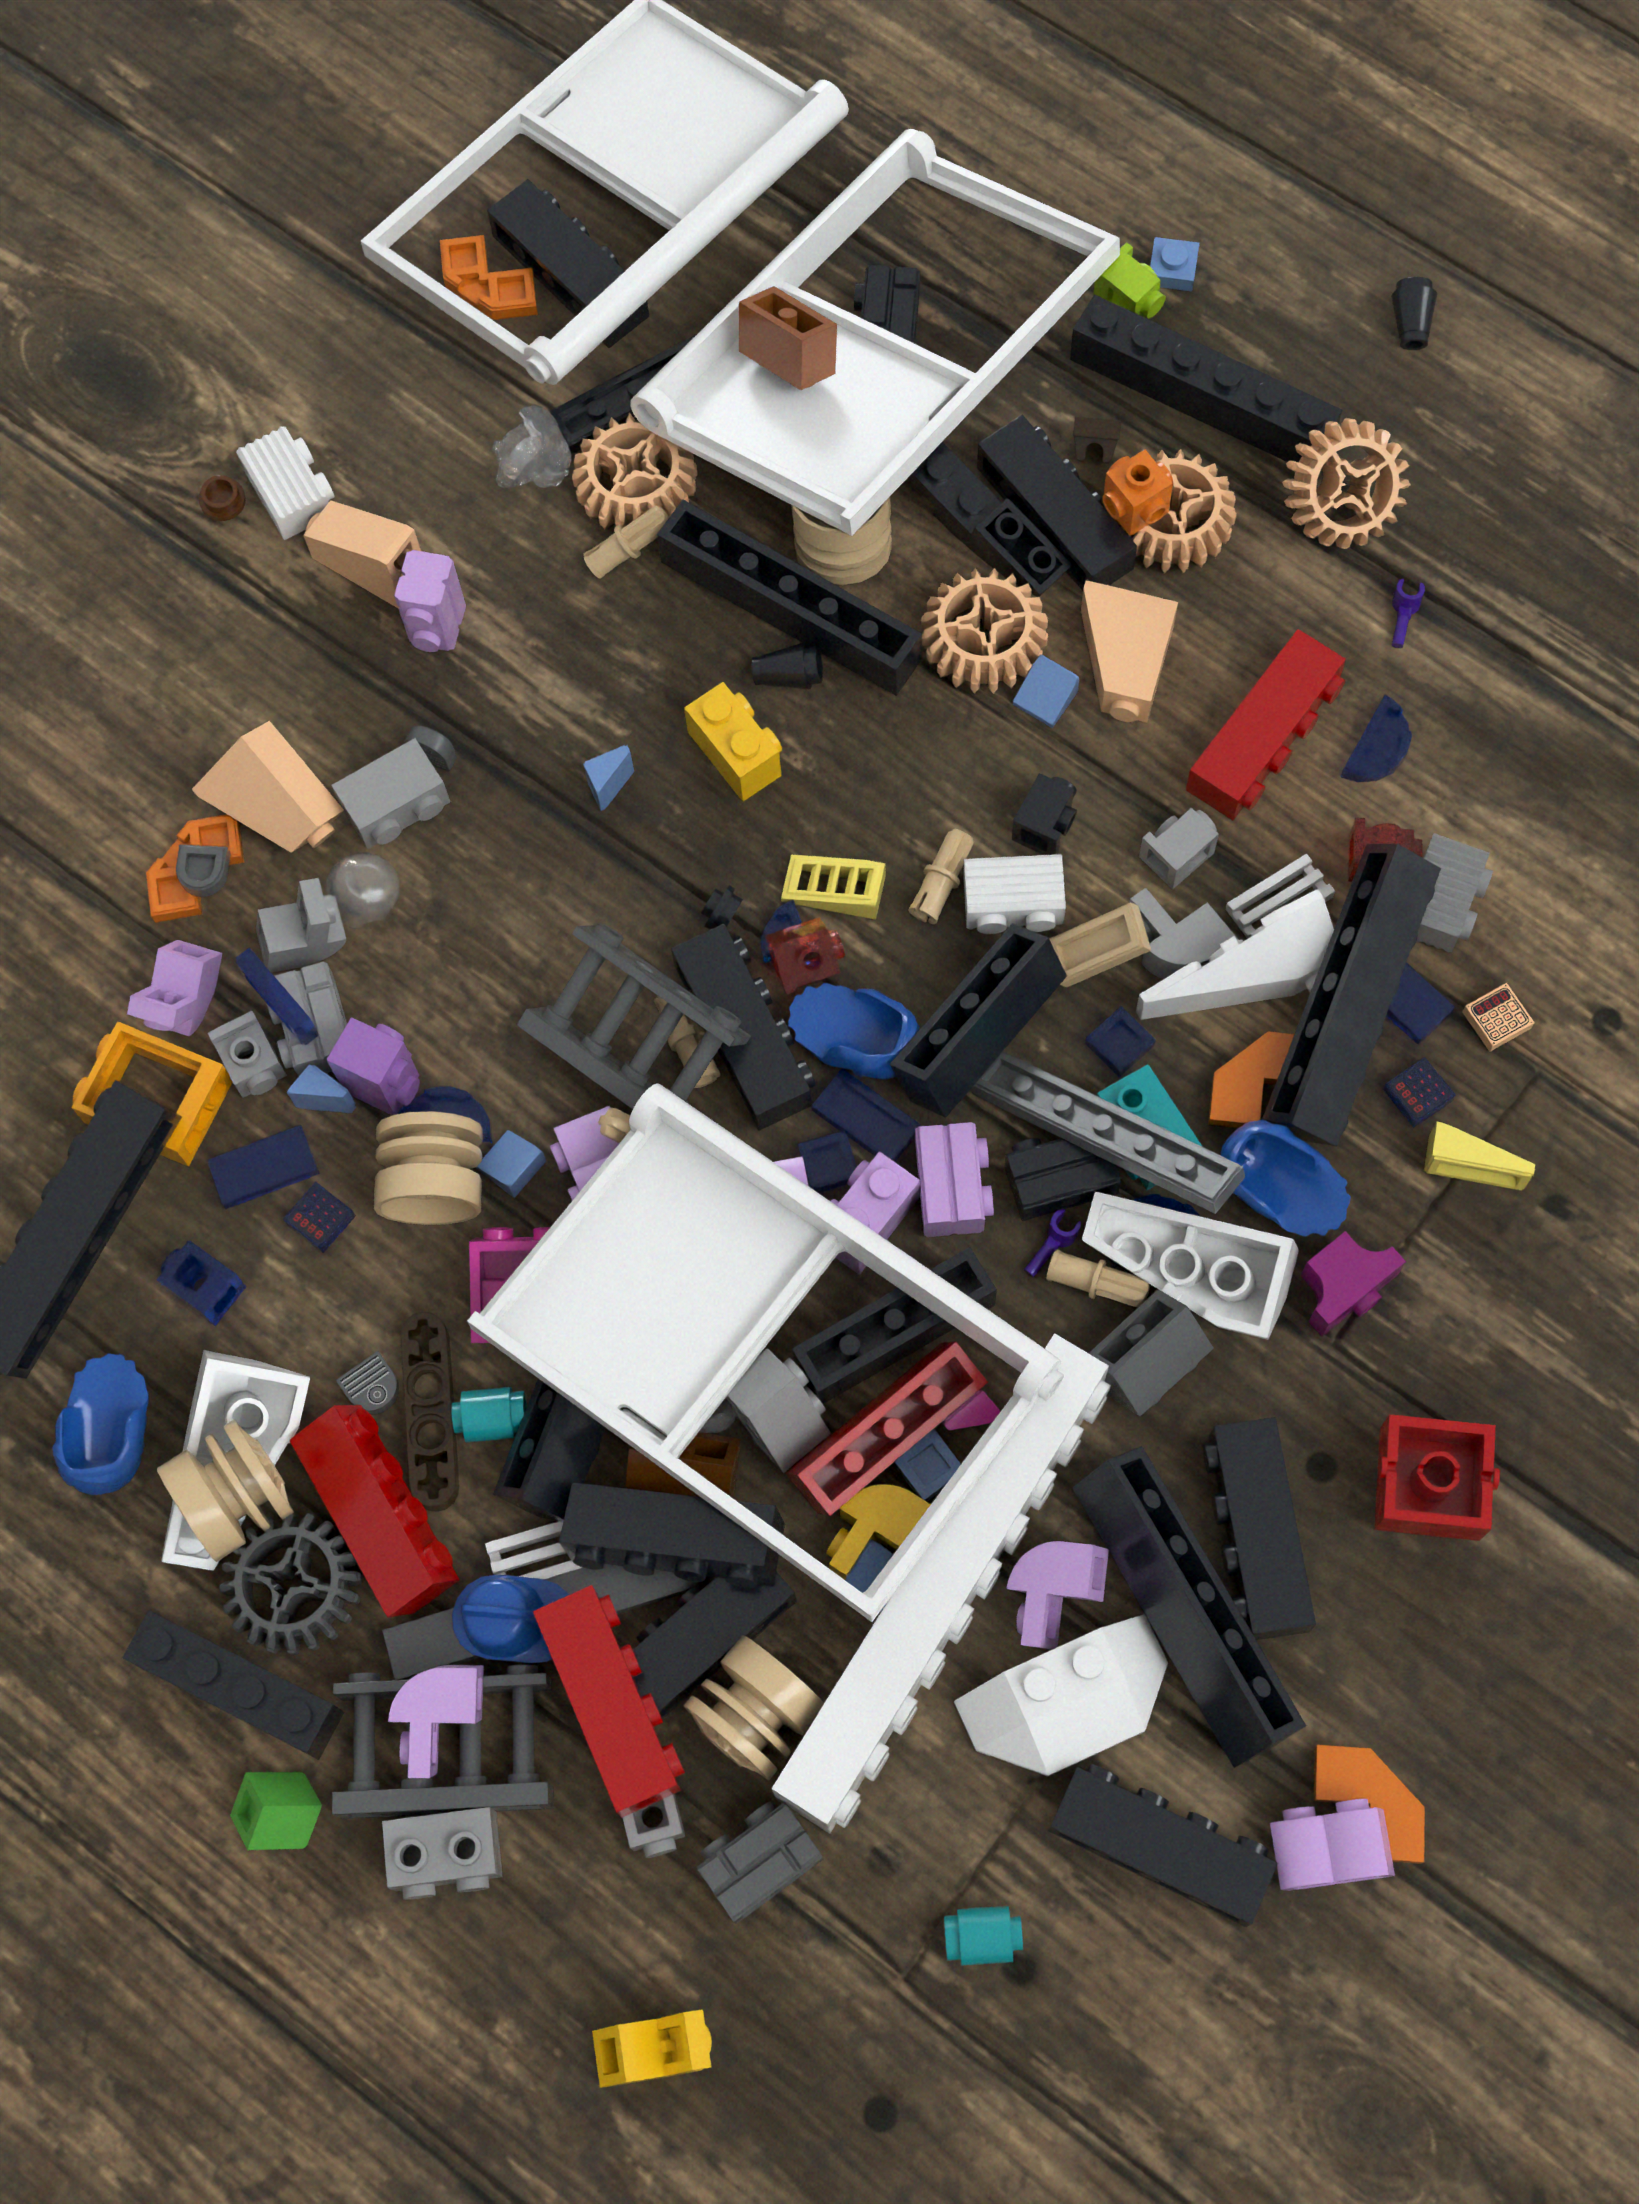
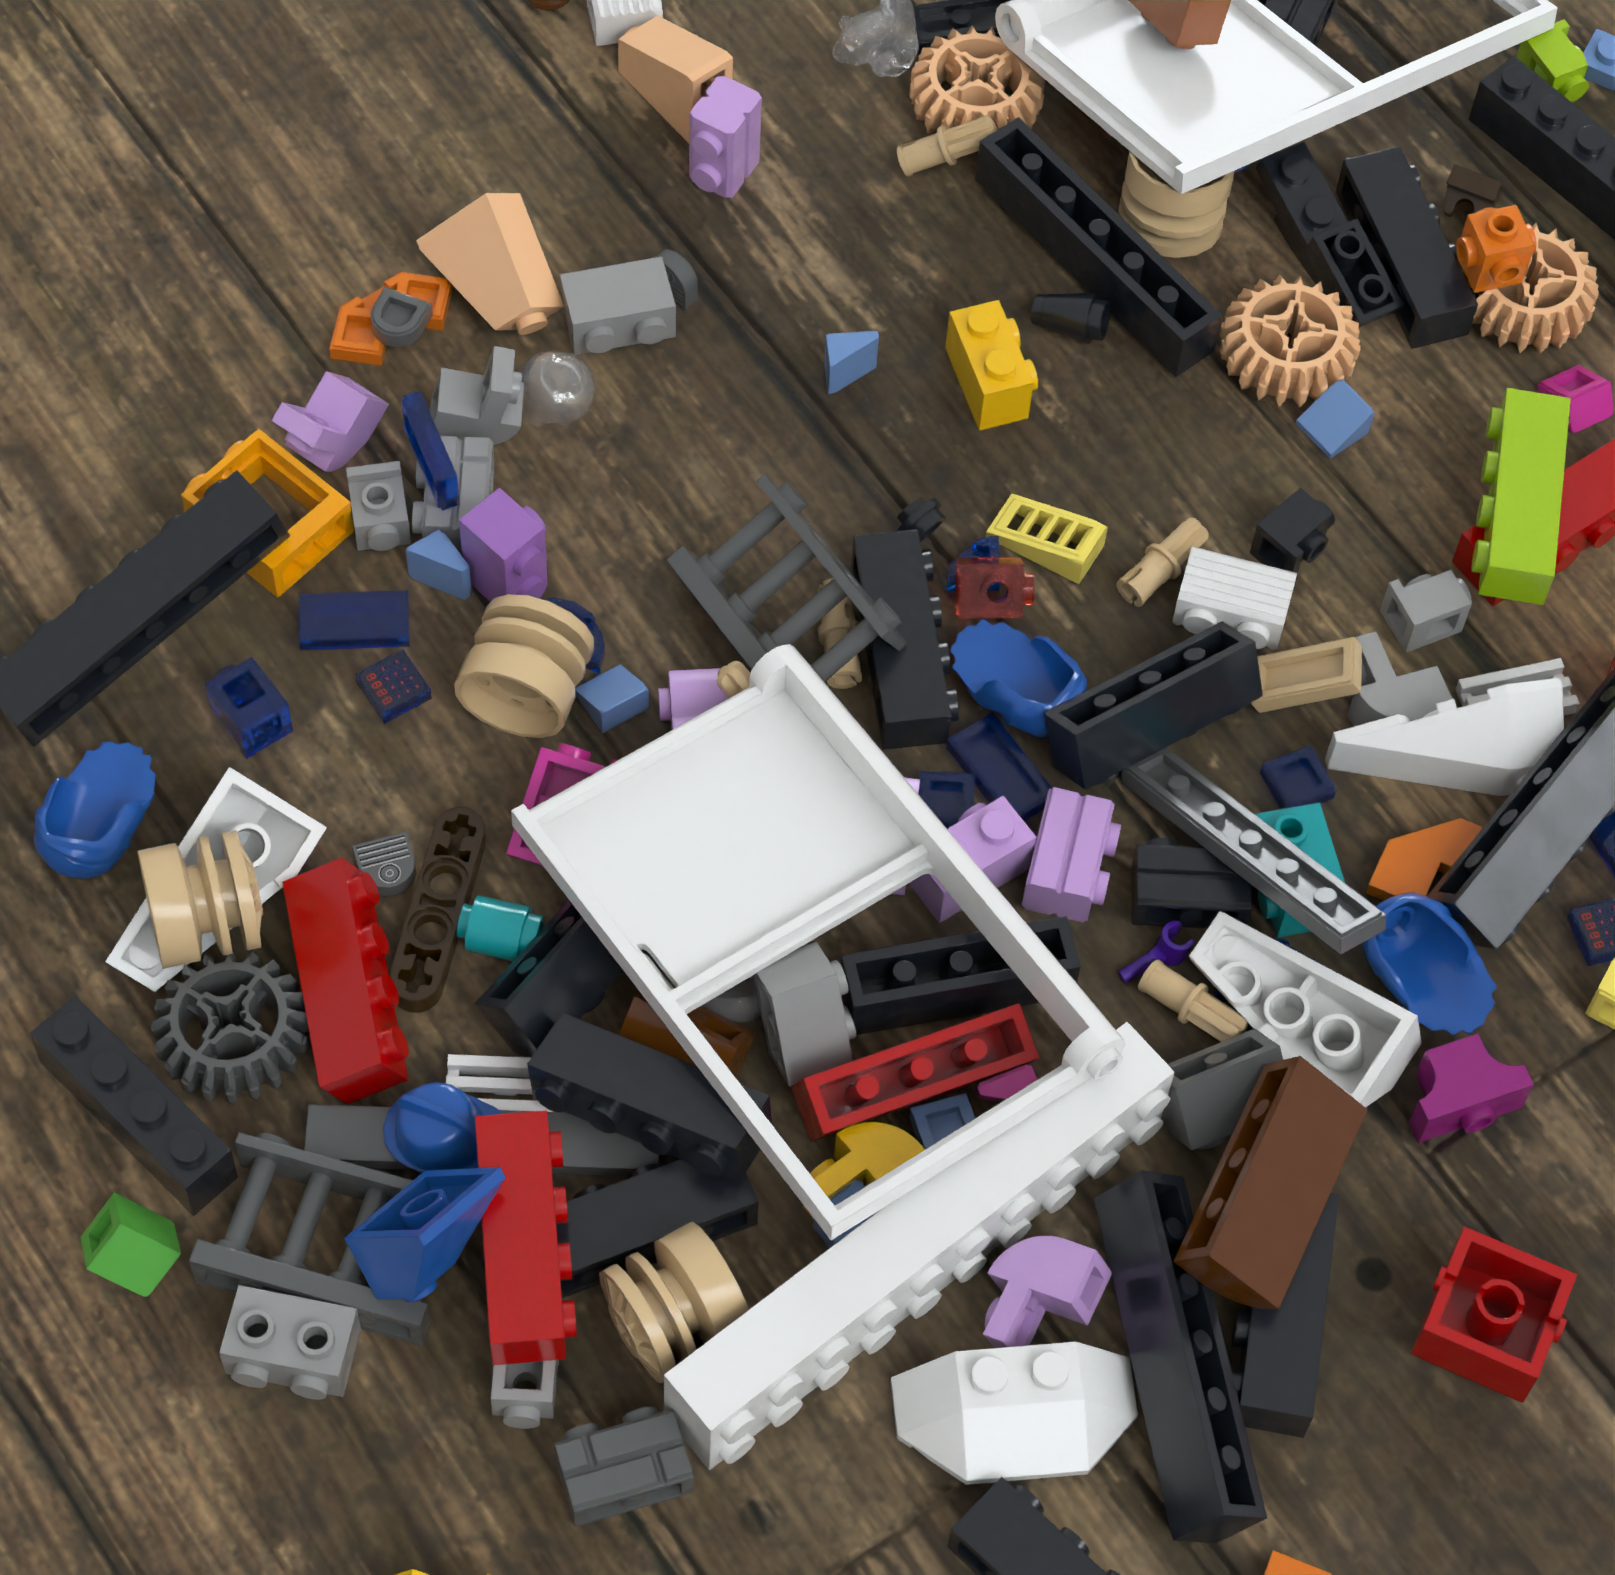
camera: 10 degrees right, 10 degrees down
(433, 1698) = (332, 1174): lavender brick -> none
(522, 1725) = (422, 1230): none -> blue slope
(1126, 646) = (1436, 401): light nougat slope -> none
(1219, 1433) = (1271, 1184): none -> reddish brown brick
(1233, 722) = (1523, 496): none -> lime brick
(1245, 599) = (1588, 393): none -> dark pink slope

